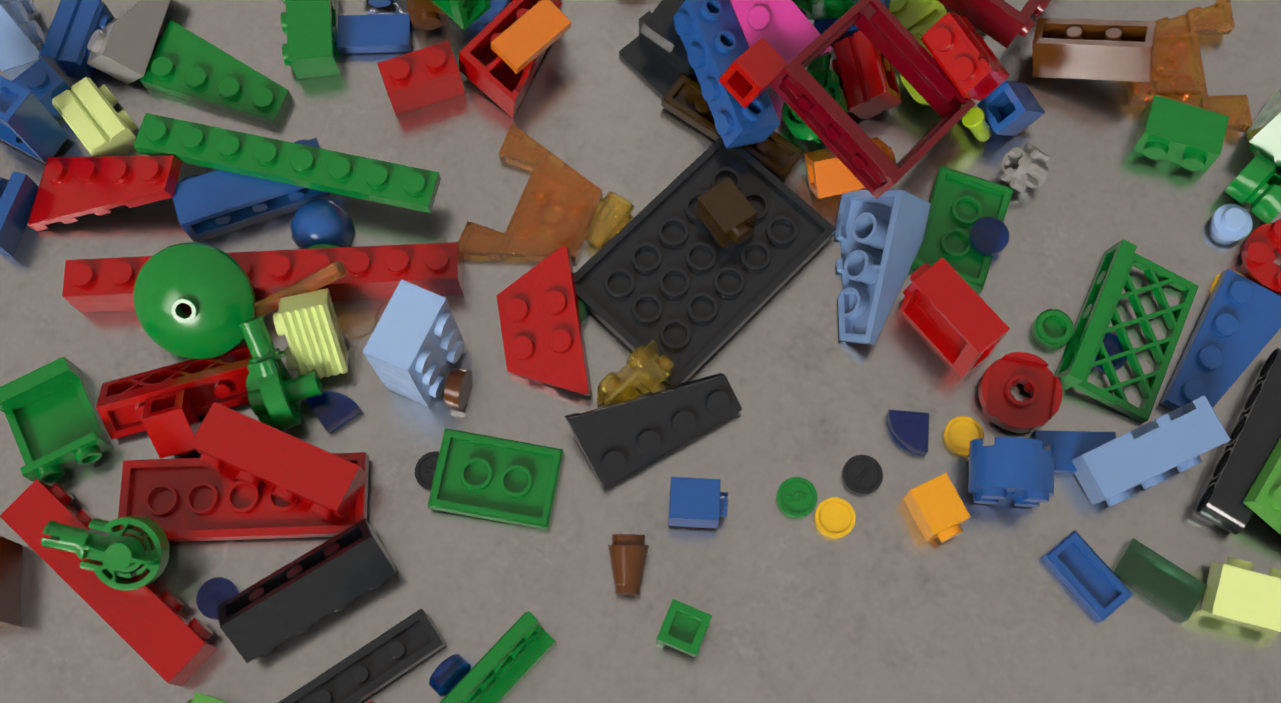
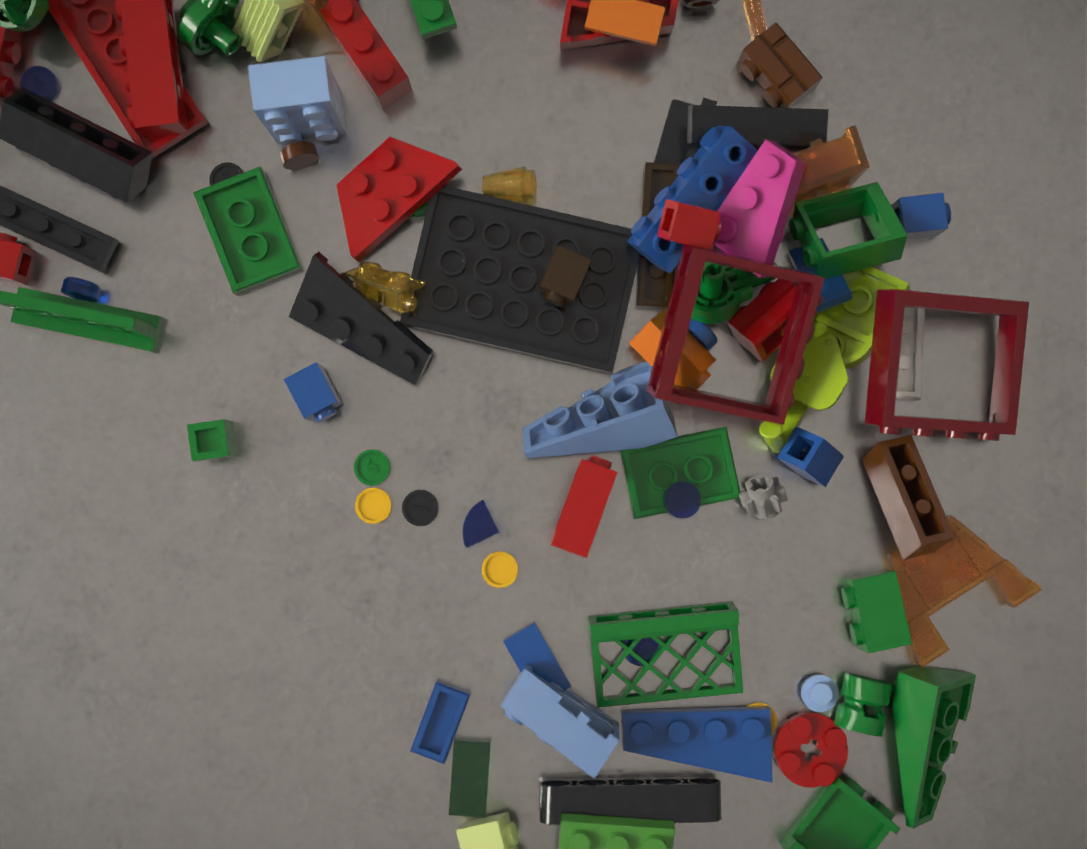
camera: 55 degrees right, 15 degrees up
(333, 409) = (227, 71): clear blue tile -> none
(551, 210) = (493, 133): clear orange wing -> none
(628, 562) = (244, 367): reddish brown cone -> none
(937, 509) = (421, 580): light orange brick -> none
(964, 56) = (818, 391): red brick -> none
(1002, 407) = (578, 604): red plate -> none
(1012, 470) = (480, 621): blue brick -> none
(1052, 329) = (633, 593): green tile -> none

